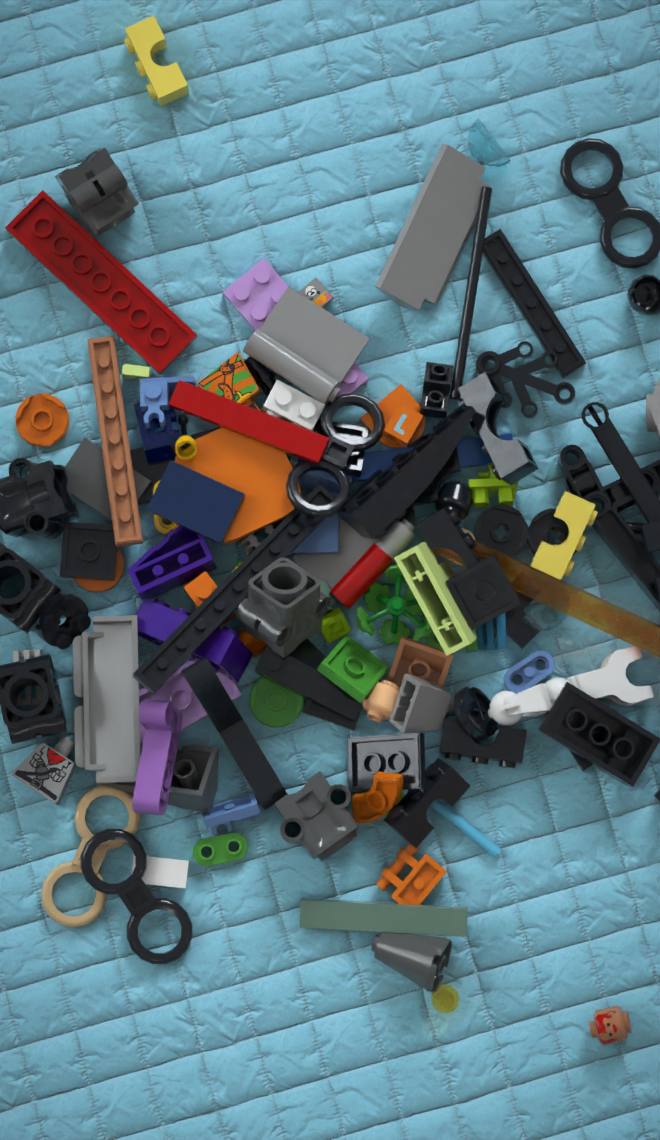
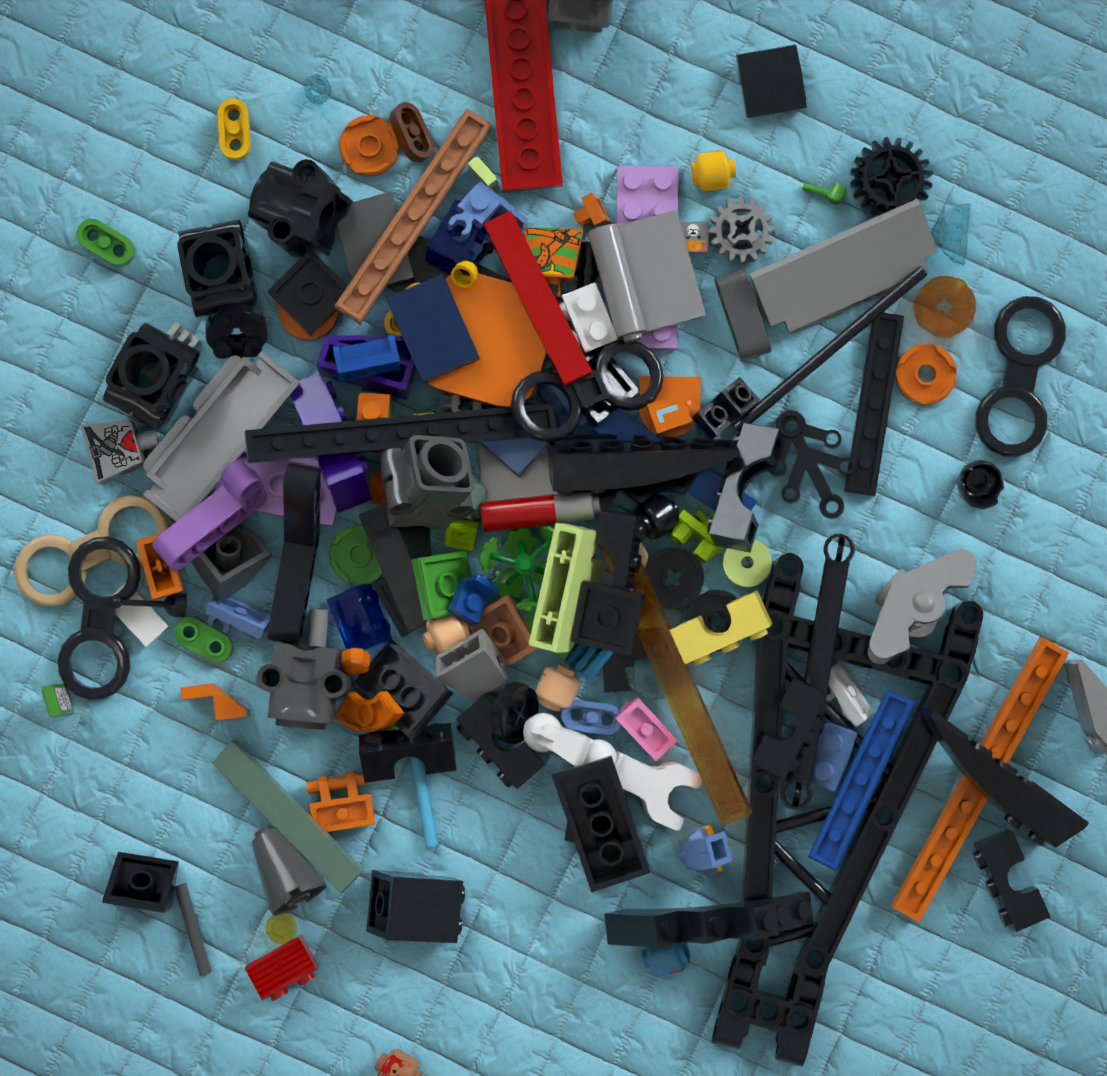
camera: 45 degrees right, 5 degrees up
(64, 386) = (412, 135): none -> reddish brown plate
(153, 827) = (160, 578): none -> orange slope
(158, 975) = (57, 700): none -> bright green tile
(169, 559) = (366, 359): none -> blue hinge
(180, 842) = (174, 604): none -> black hinge
(232, 336) = (592, 212): none -> orange tile
(275, 879) = (224, 704): none -> orange slope
(276, 149) = (771, 81): none -> black slope
(289, 241) = (712, 171): none -> yellow head
(291, 773) = (318, 627): none -> light grey piece
(314, 742) = (360, 617): none -> clear blue bracket
(323, 1050) = (142, 882): none -> black slope
(337, 772) = (355, 661): none -> orange tile
(353, 263) = (751, 240): none -> light grey gear
(378, 661) = (471, 598): none -> blue bracket
(384, 188) = (834, 195): none -> bright green hand
(385, 1053) = (192, 929): none -> dark grey bar
(393, 318) = (742, 315): none -> dark grey beam
(404, 138) = (889, 153): none -> black gear
(470, 1024) = (282, 968): none -> red brick
(488, 672) = (557, 687): none -> light nougat head
(520, 185) = (955, 292): none -> clear orange plate
(523, 903) = (415, 907): none -> black slope
(548, 270) = (917, 390): none -> orange tile
(549, 489) = (747, 576): none -> yellowish green piece
(571, 647) = (645, 728): none -> bright pink plate

